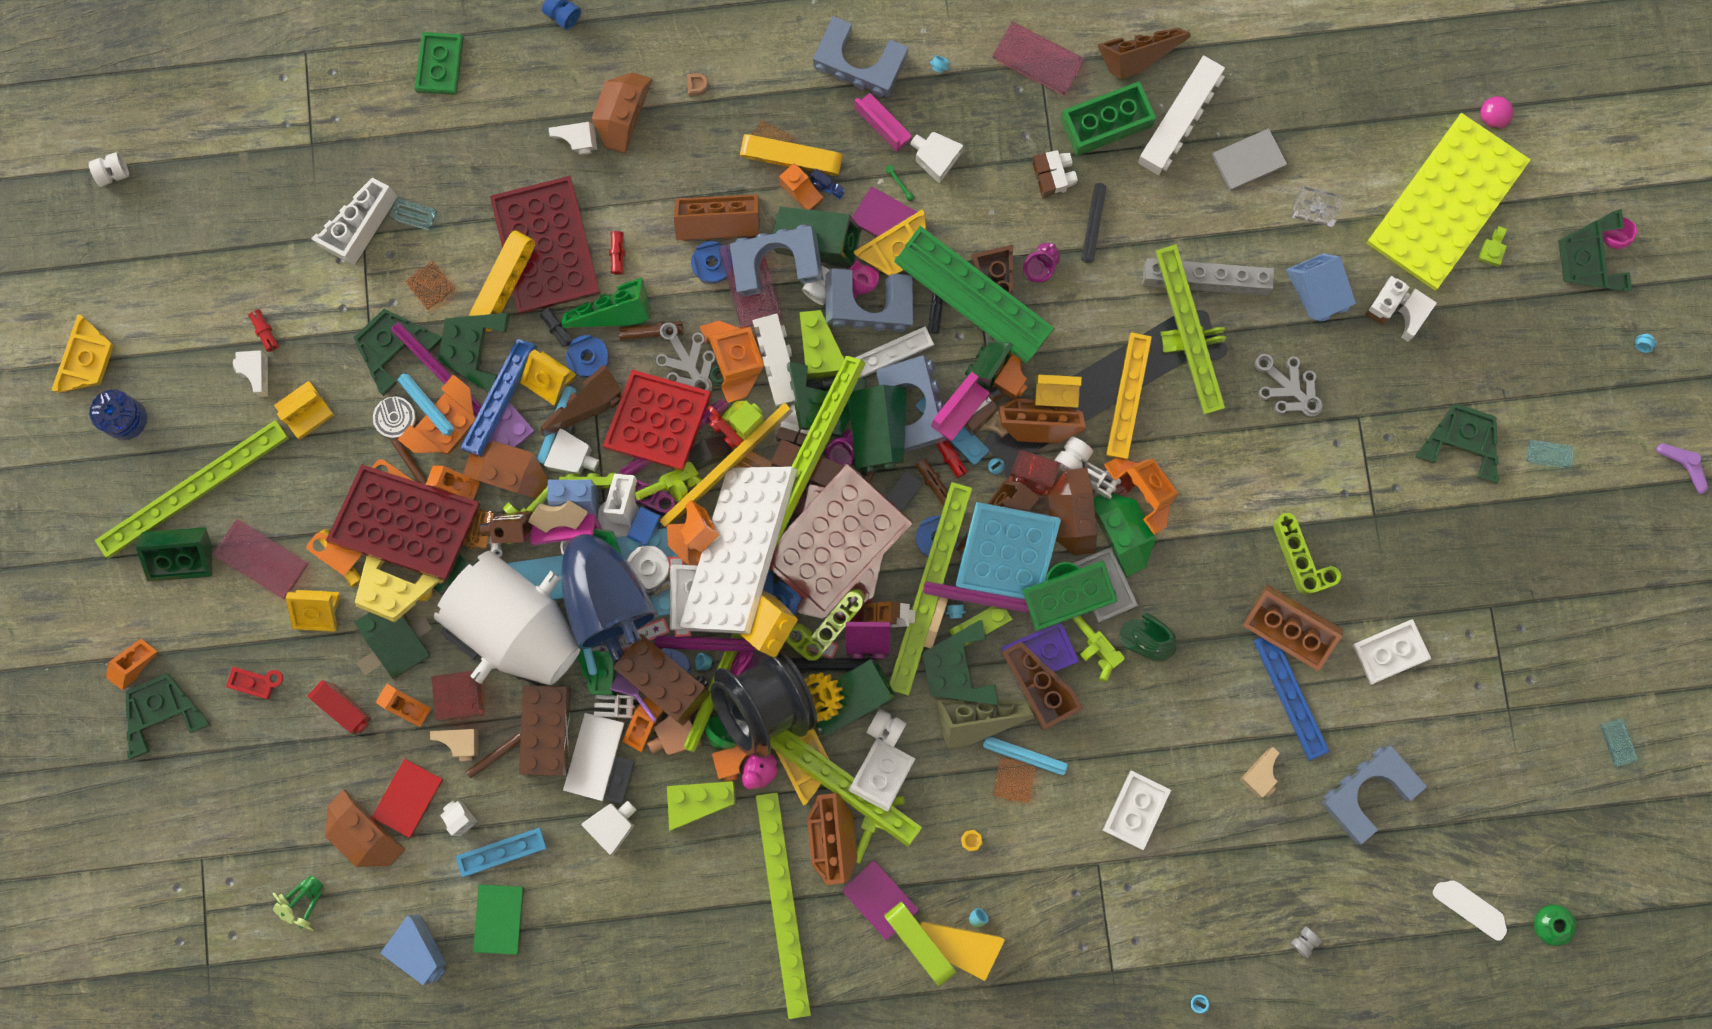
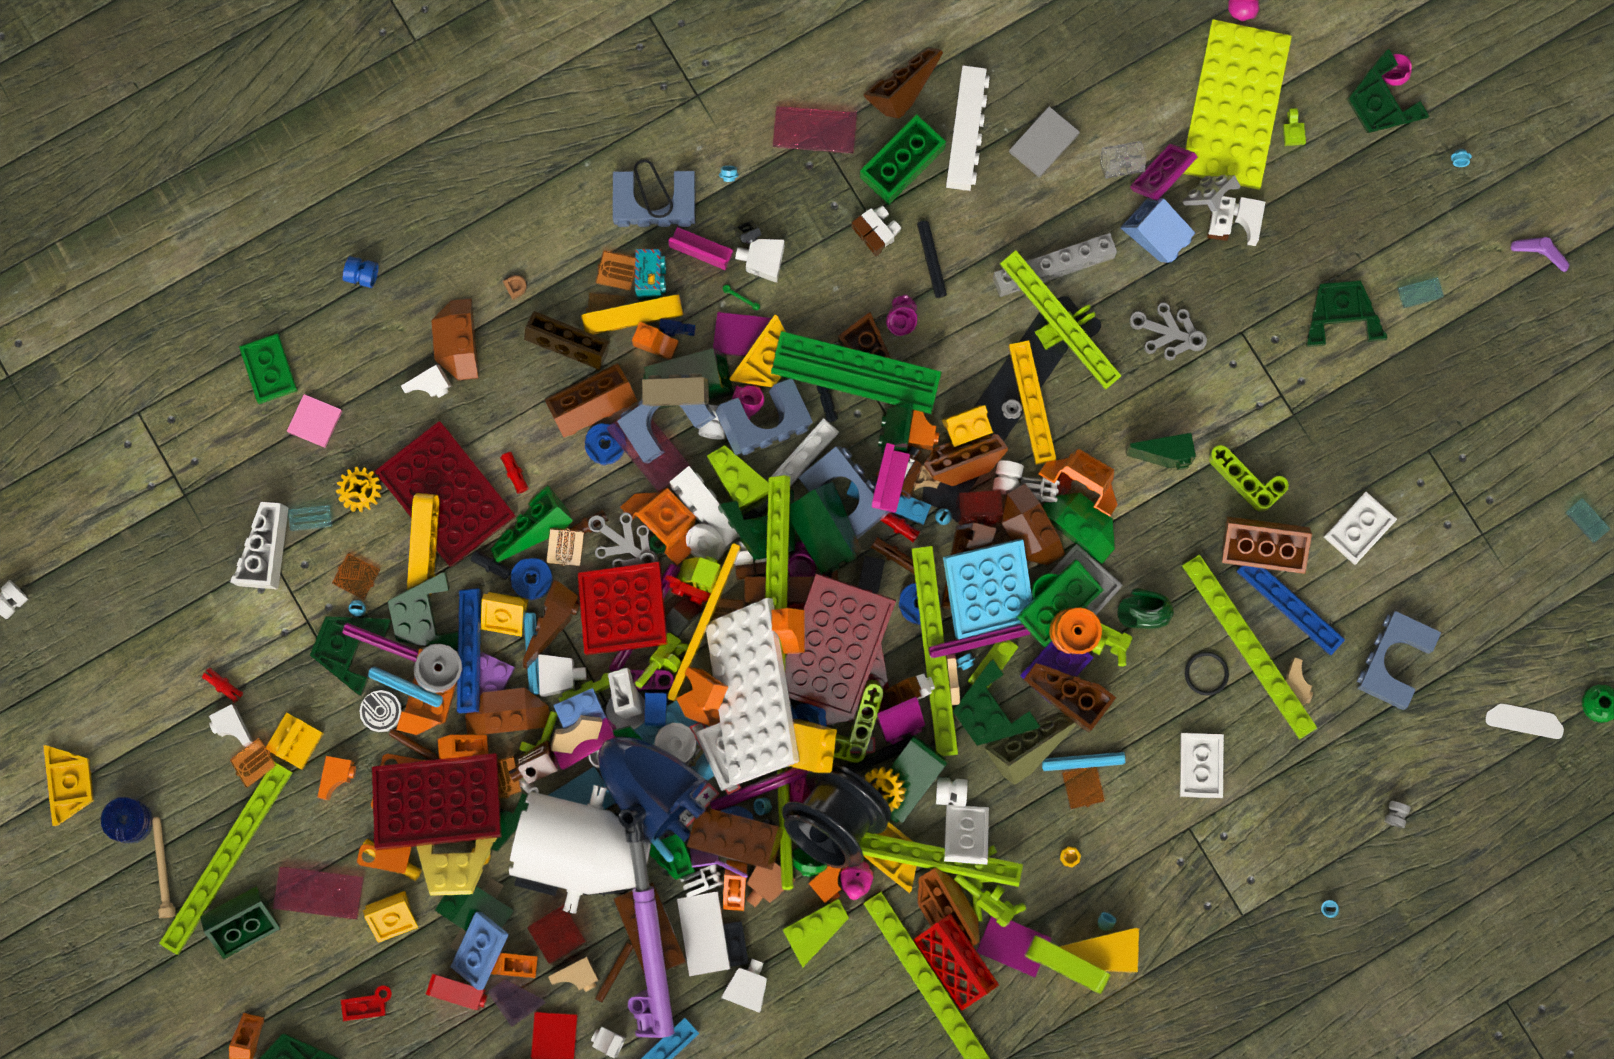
camera: 25 degrees left, 0 degrees up
(118, 512) = (166, 908): none -> tan piece
(256, 413) = (252, 762): none -> clear orange piece
(324, 456) = (335, 773): none -> orange arch
(377, 678) = (479, 950): none -> medium blue plate
(390, 740) = (514, 1001): none -> clear purple wing
(415, 318) = (357, 612): none -> medium azure hinge
(458, 128) = (314, 421): none -> bright pink tile
(460, 203) = (366, 486): none -> yellow gear
(463, 411) = (450, 668): none -> light grey wheel
(514, 800) = (652, 1005): none -> medium lavender piece
(631, 340) = (565, 546): none -> piece
(719, 151) = (566, 340): none -> dark brown brick
(762, 392) = (705, 542): none -> white tile
(794, 236) = (675, 390): none -> dark tan brick
(796, 109) = (616, 270): none -> clear orange piece
(800, 504) = (790, 628): none -> orange arch
(823, 123) = (649, 273): none -> teal brick
(825, 892) = (964, 956): none -> red fence
(872, 48) = (661, 184): none -> black piece
(875, 850) = (990, 901): none -> lime piece
(932, 124) = (747, 232): none -> black plate
(1084, 624) = (1078, 619): none -> orange wheel
(1112, 394) = (1011, 404): none -> light grey plate
(1160, 724) = (1207, 693): none -> black tyre
(1233, 719) = (1249, 647): none -> lime plate
(1236, 497) = (1169, 451): none -> dark green slope
(1350, 233) = (1163, 172): none -> magenta tile
(1389, 270) = (1211, 191): none -> light grey piece

